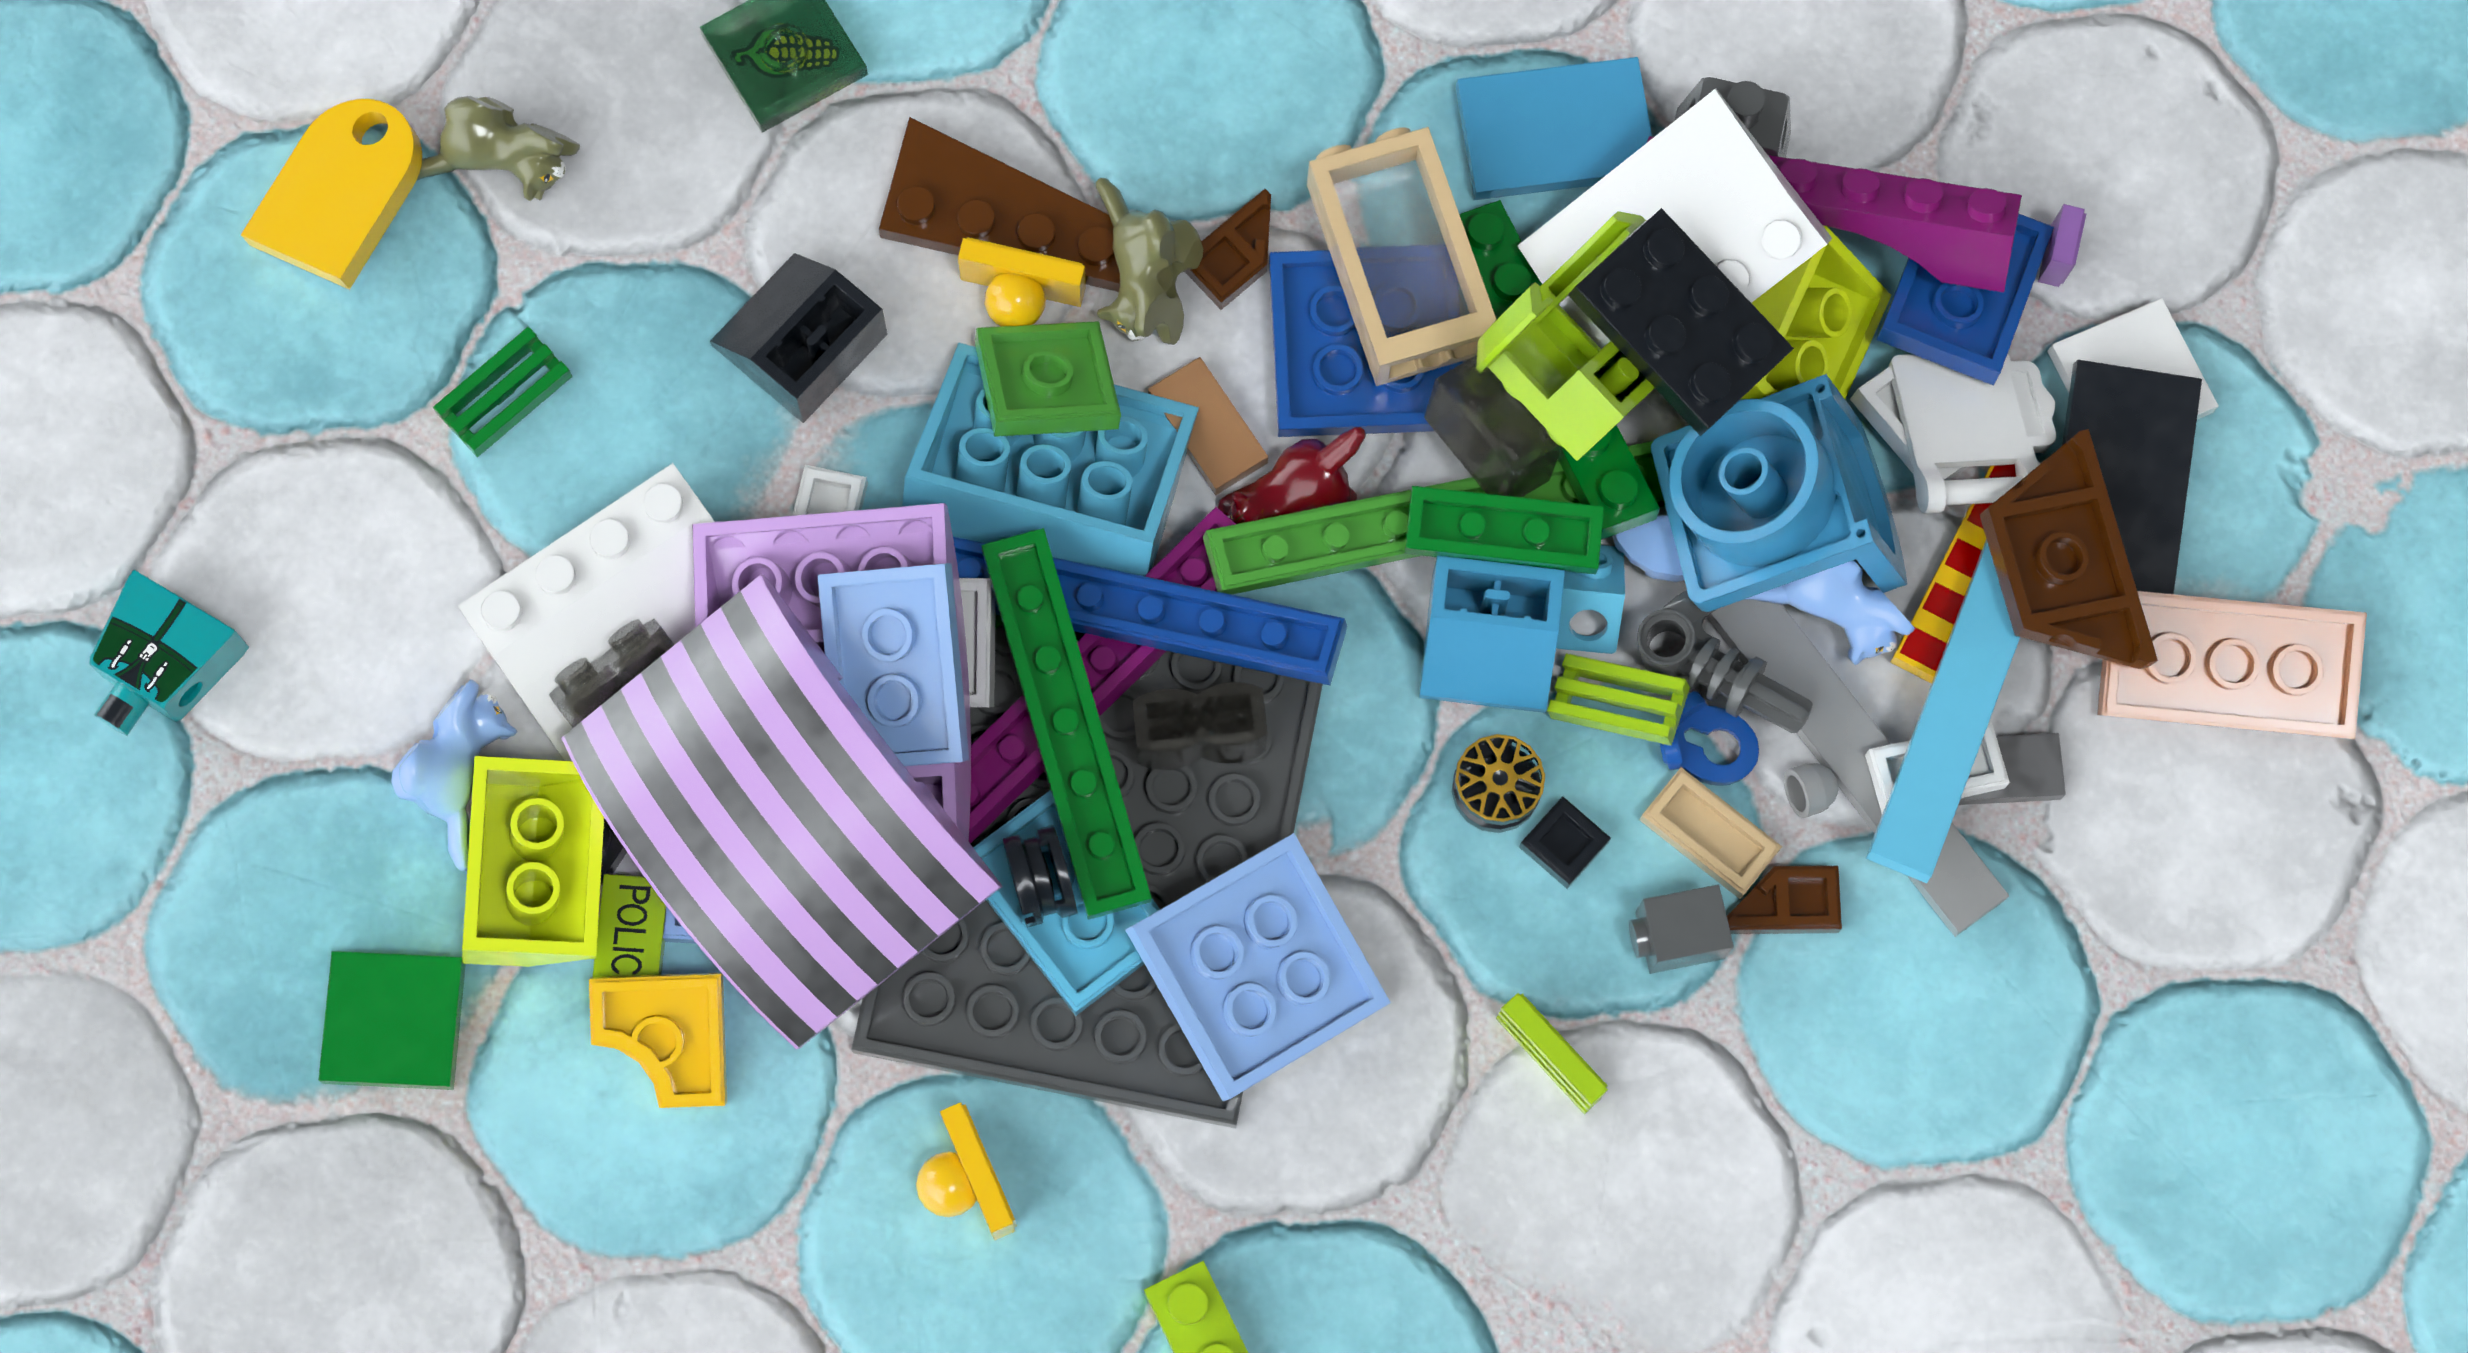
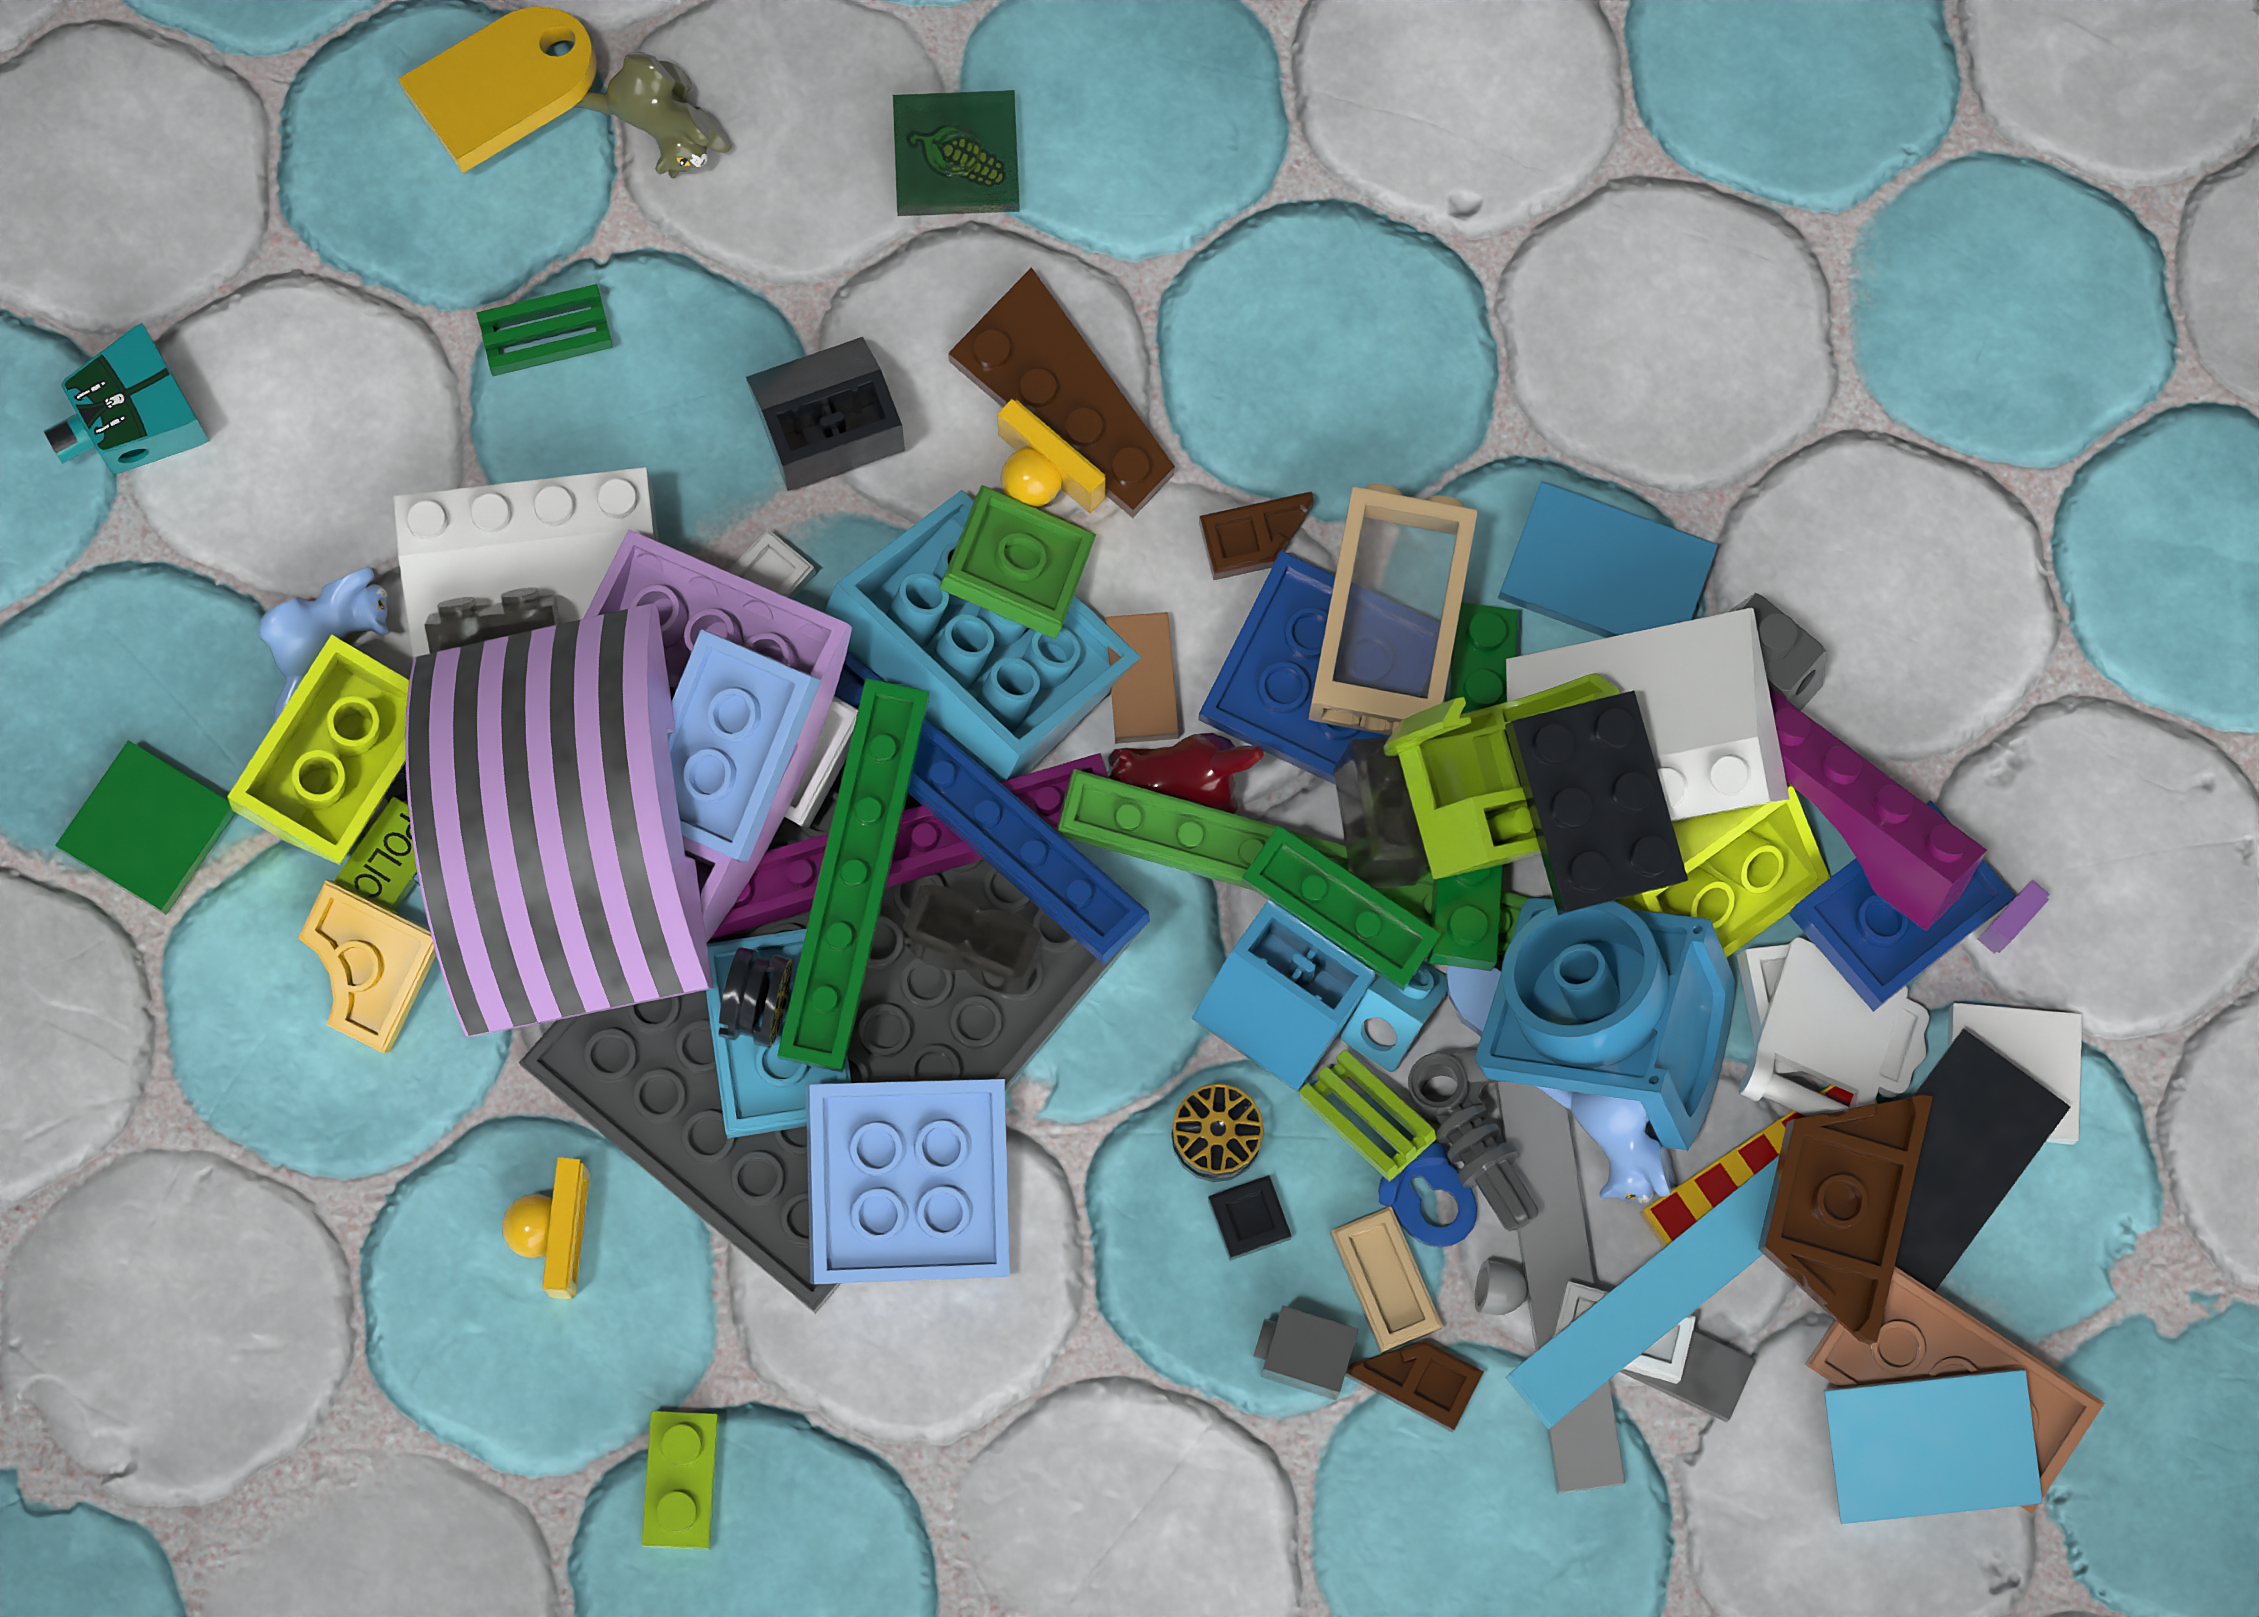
camera: 30 degrees right, 0 degrees up
(1149, 258) = (1167, 502): olive animal -> none
(1552, 1052) = (1127, 1398): lime tile -> none
(2246, 725) = (1933, 1446): none -> medium azure tile

